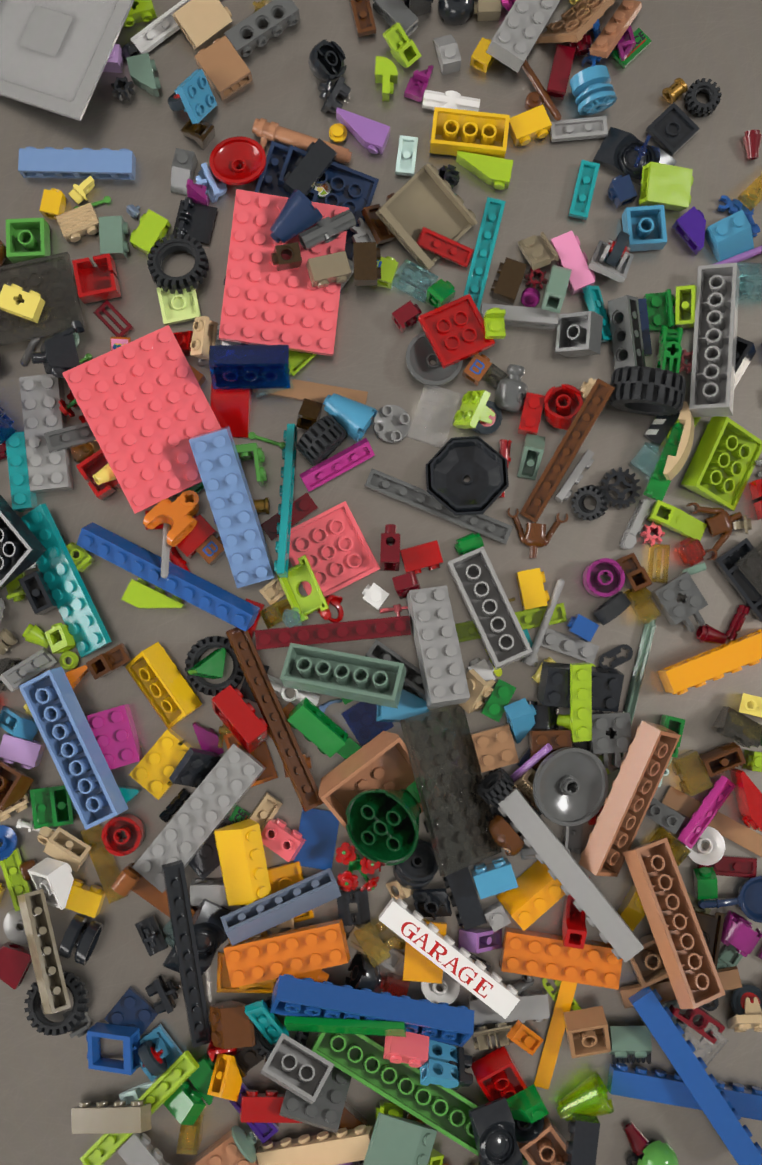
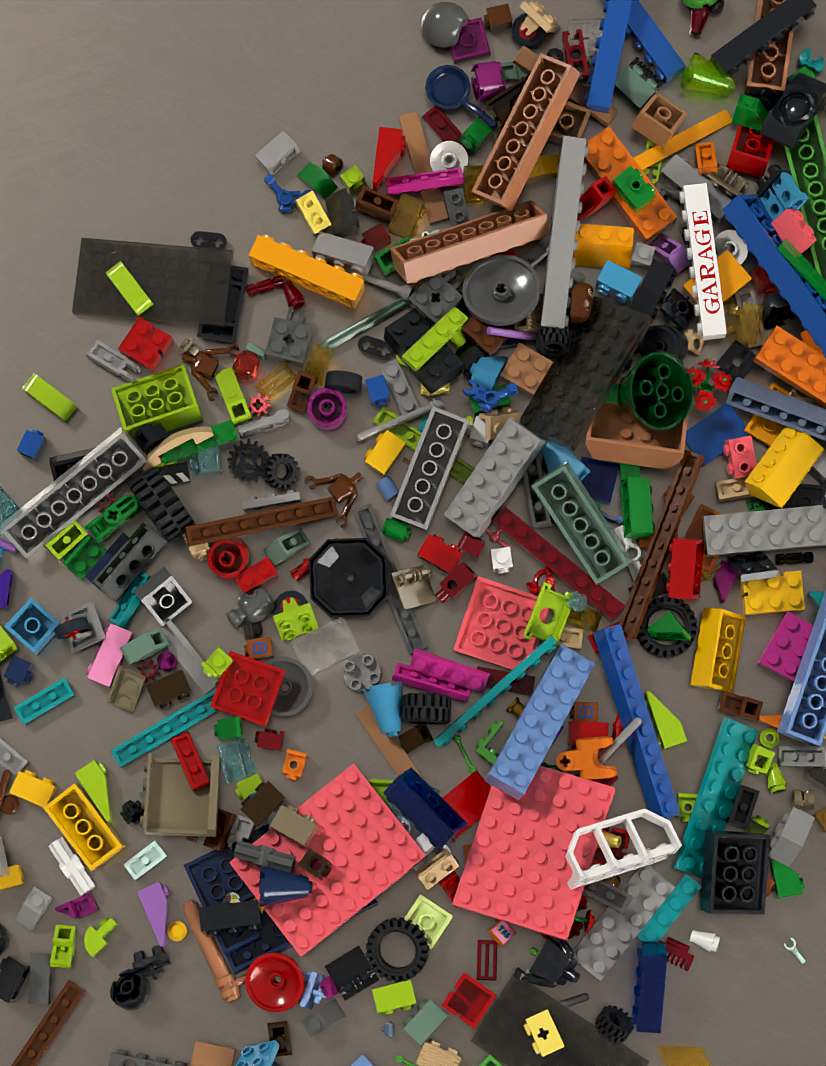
camera: 130 degrees left, 5 degrees down
(74, 473) = (630, 861): none -> white plate
(333, 483) = (449, 670): none -> dark pink plate
(373, 323) = (298, 757): none -> orange brick
(416, 516) = (414, 586): none -> dark tan hinge
(499, 699) = (488, 397): none -> blue piece
(504, 566) = (388, 488): none -> medium blue piece
(552, 960) = (634, 189): none -> green brick
(637, 716) = (403, 291): none -> light grey piece
(696, 734) = (376, 237): none -> clear red brick
(704, 431) = (150, 436): none -> black brick
(707, 700) = (344, 253): none -> light grey brick

